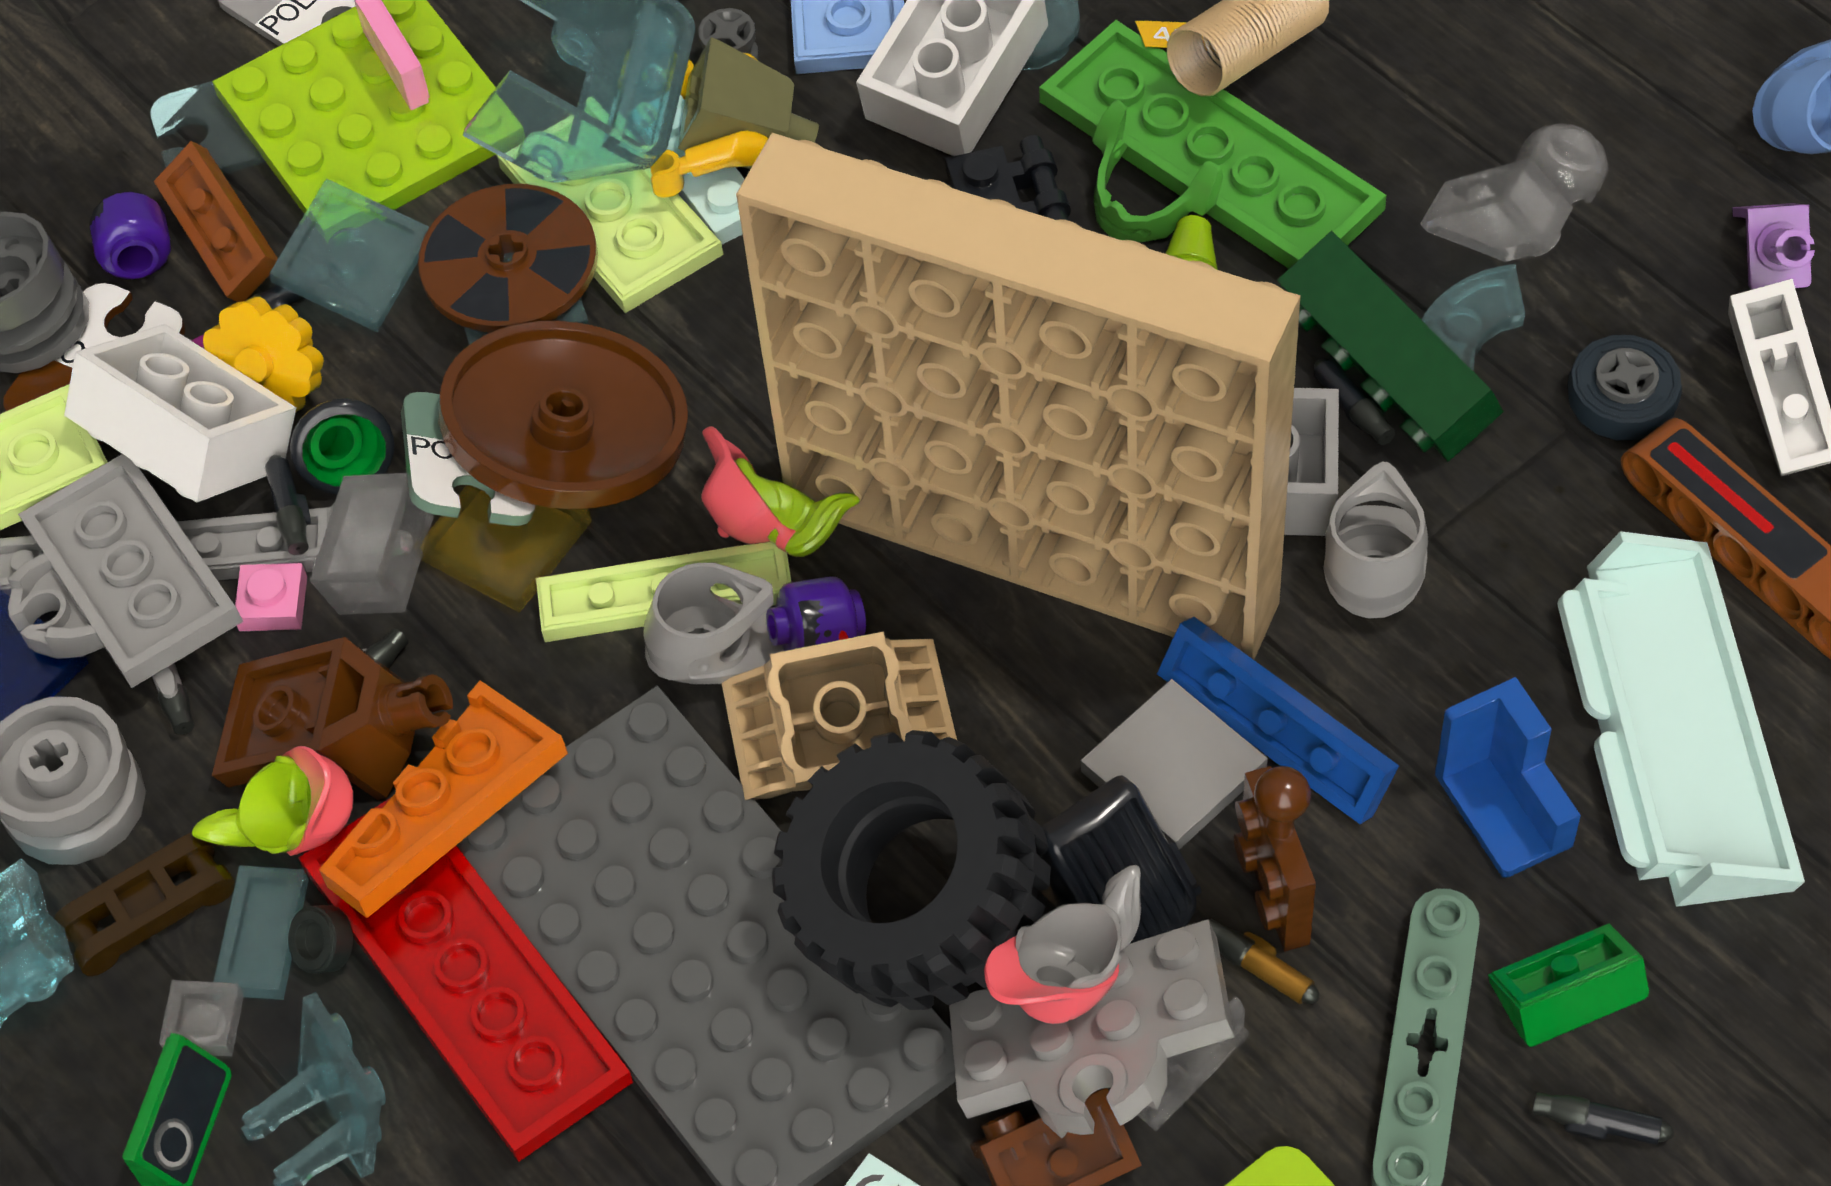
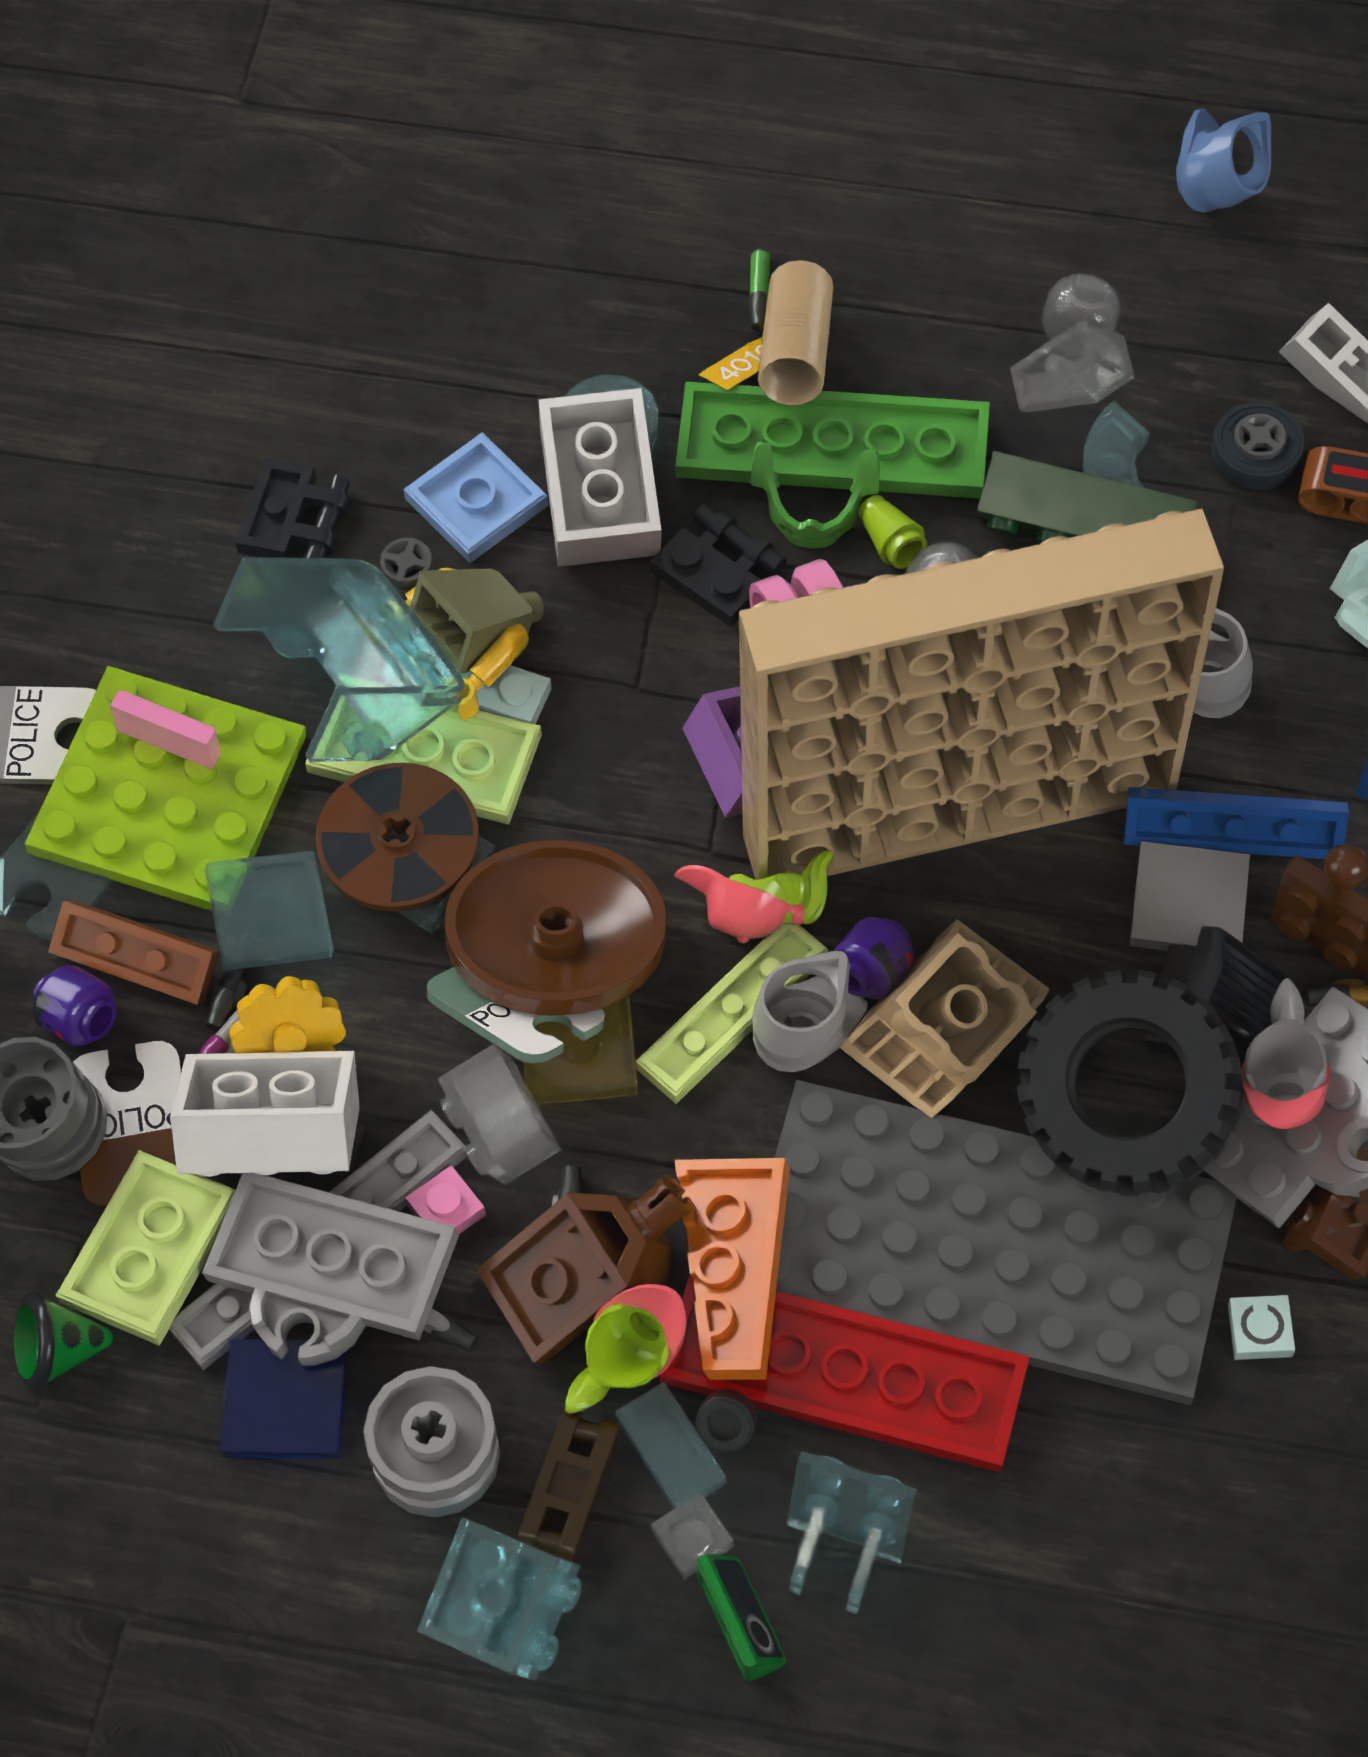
camera: 40 degrees left, 5 degrees up
(290, 507) = (409, 1128): piece -> none
(341, 441) = (404, 1056): green hat -> none
(1777, 244) = (1272, 280): medium lavender bracket -> none

